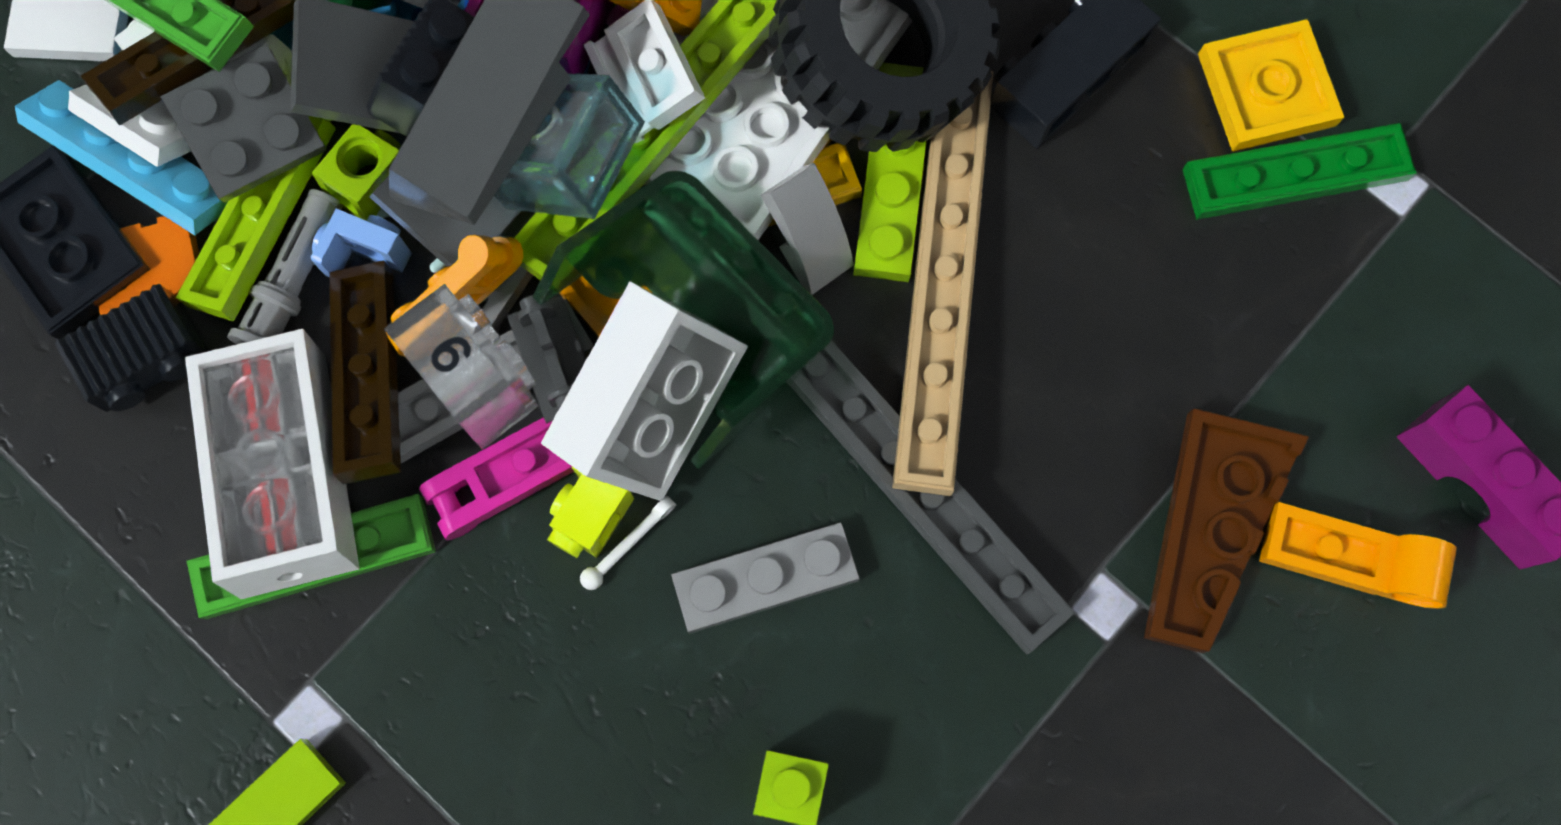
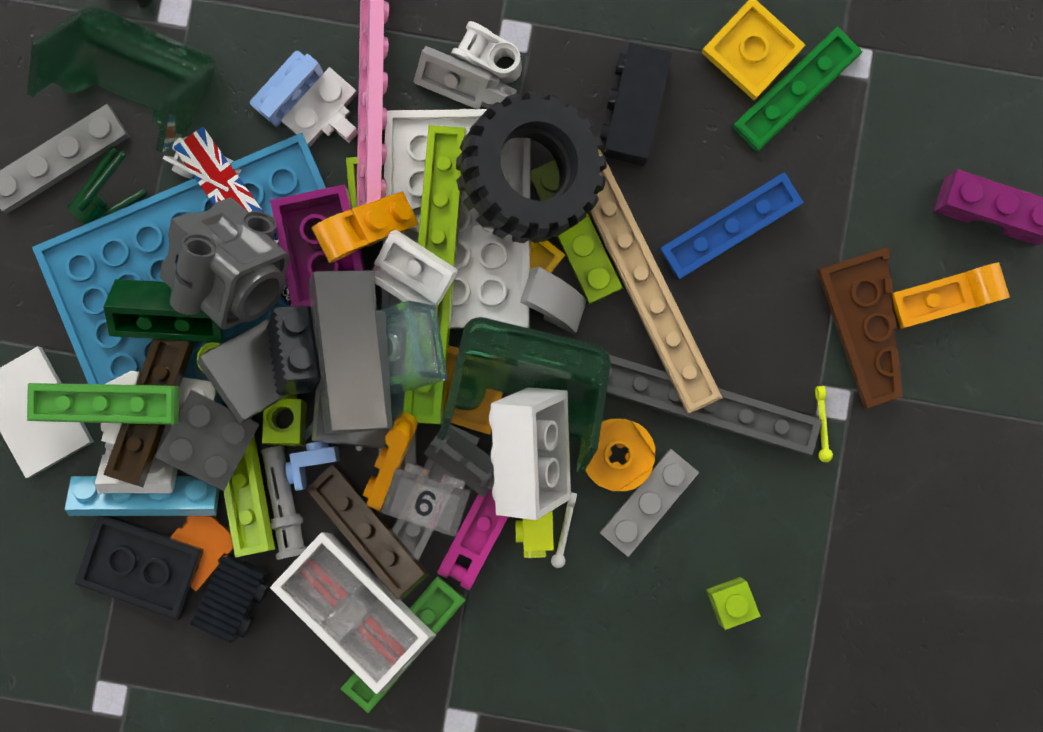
camera: 30 degrees left, 10 degrees up
(788, 462) = (639, 456): none -> light orange plate
(1051, 667) = (825, 454): none -> neon yellow hinge
(1105, 284) = (731, 226): none -> blue plate

